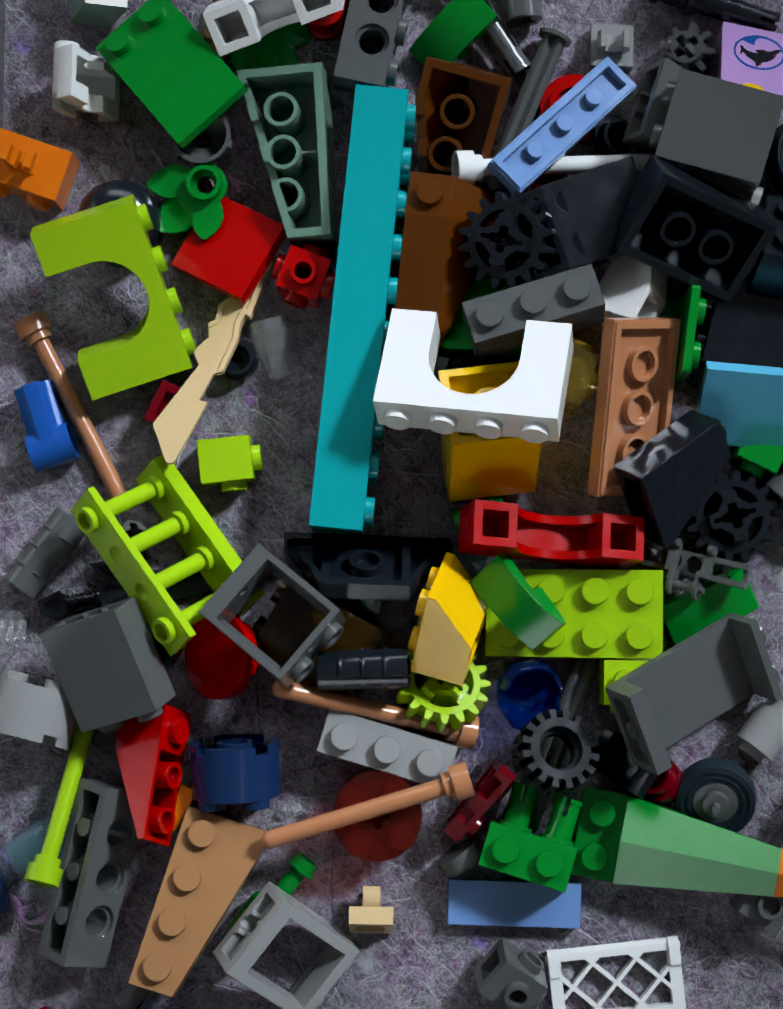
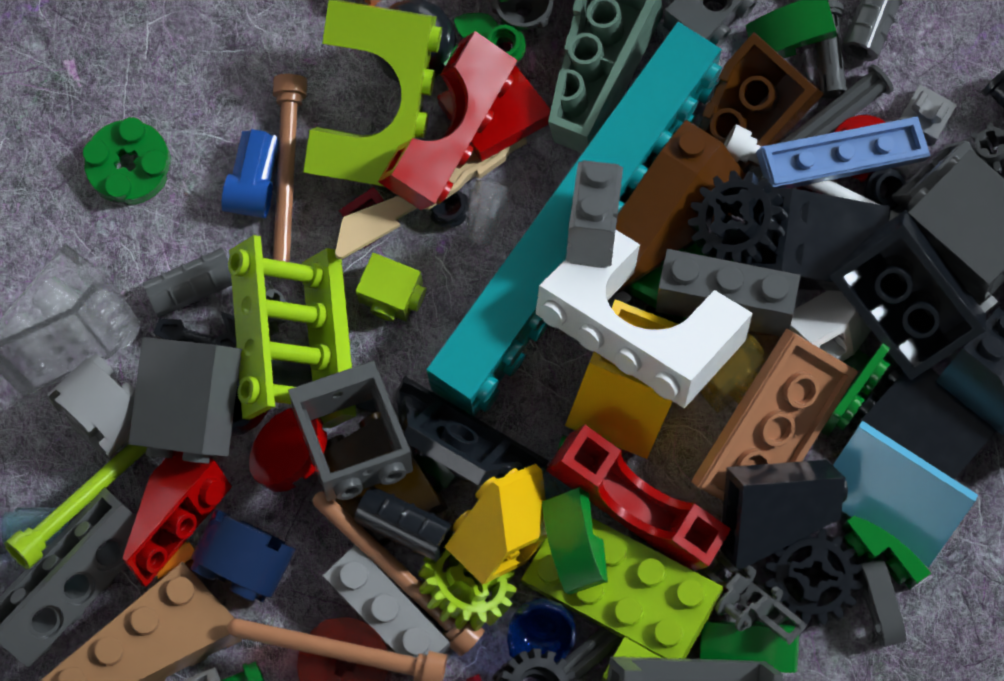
camera: 35 degrees right, 10 degrees down
(201, 232) = (475, 78): none -> arch
(306, 291) = (541, 177): red brick -> none
(384, 308) = (594, 214): none -> dark grey brick

